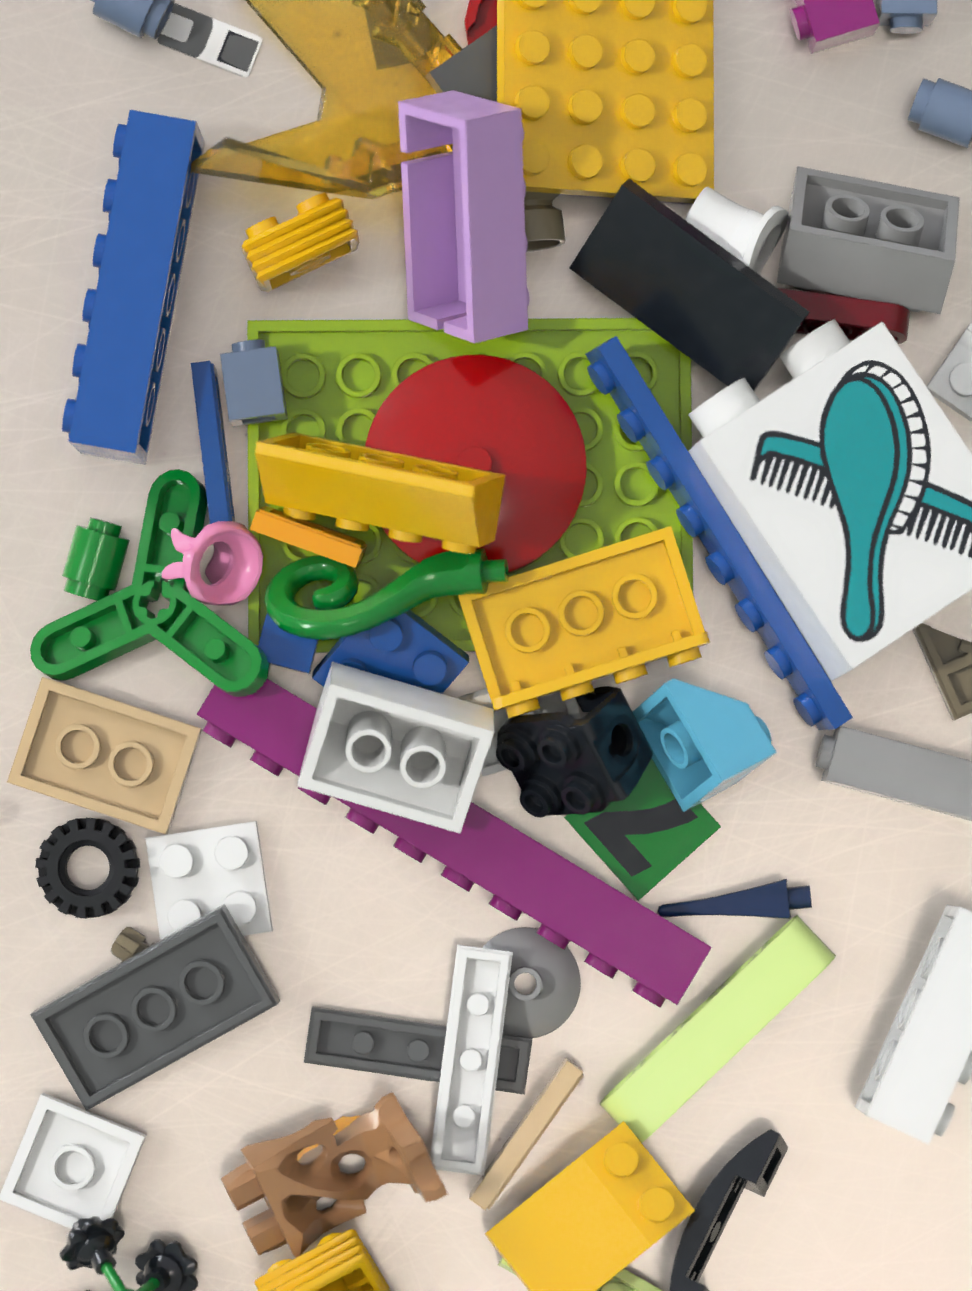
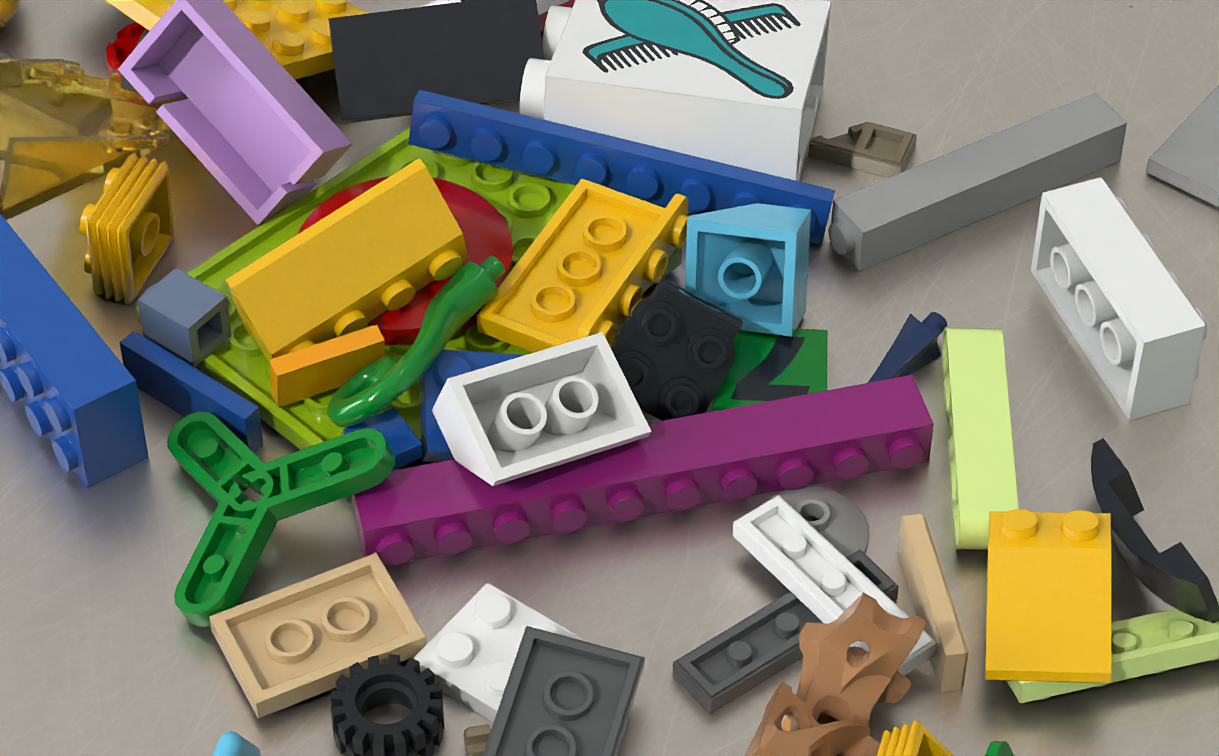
camera: 45 degrees left, 40 degrees down
(95, 559) = (170, 521): green brick -> none
(233, 567) = (284, 427): bright pink piece -> none

